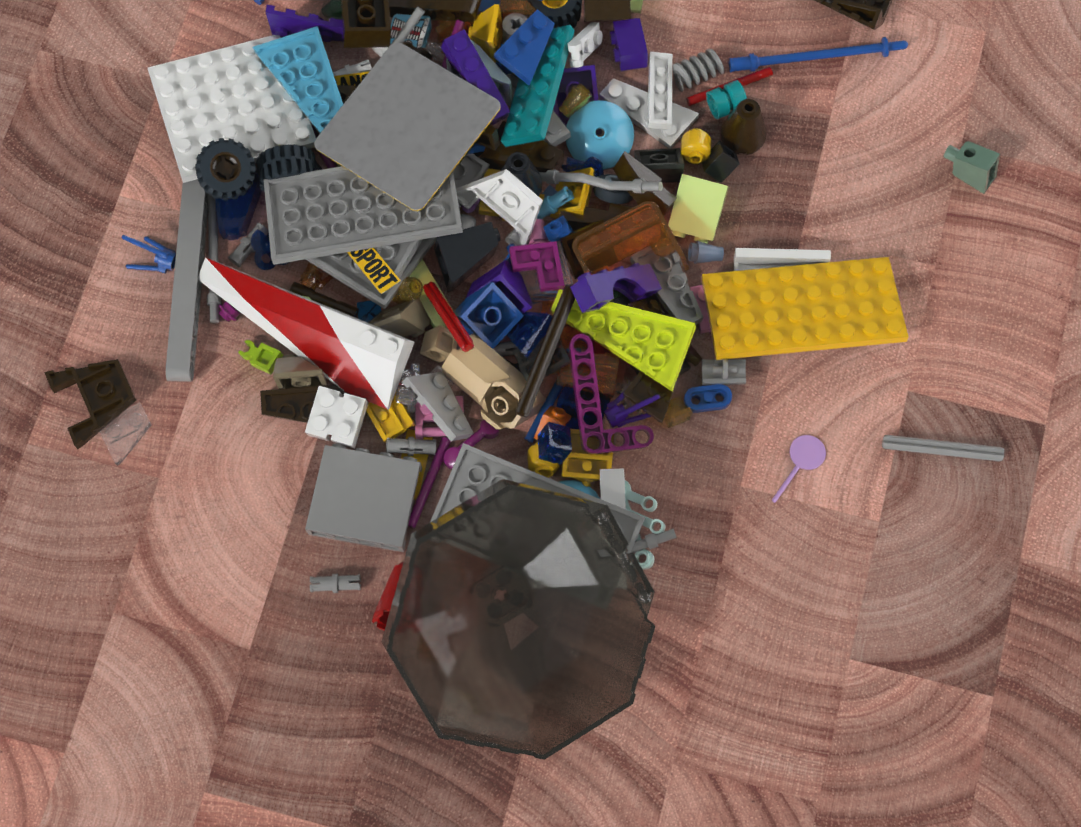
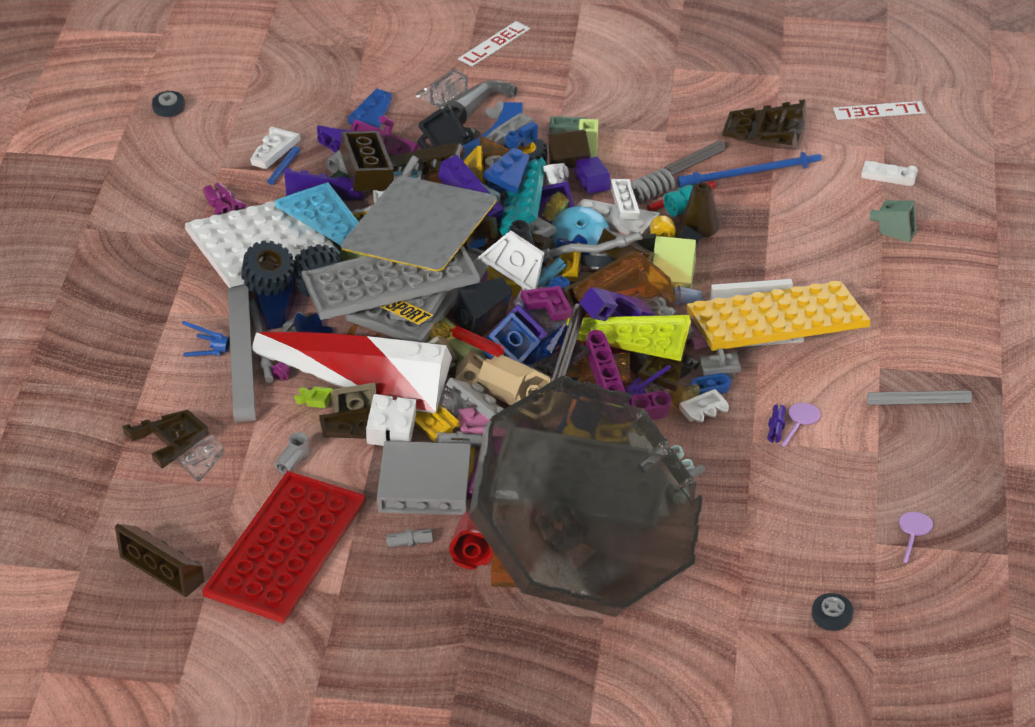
camera: 10 degrees left, 30 degrees down
(59, 580) = (159, 559): none -> dark brown slope
(196, 24) = (220, 198): none -> magenta piece
(199, 577) = (284, 547): none -> red plate
(223, 445) = (295, 452): none -> light grey piece
(694, 430) = (703, 405): none -> white plate
(756, 25) = (696, 157): none -> axle
(772, 466) = (776, 423): none -> dark purple pin
(786, 753) = (832, 611): none -> black wheel
(899, 639) = (916, 525): none -> lavender piece
(983, 79) = (889, 173): none -> white plate

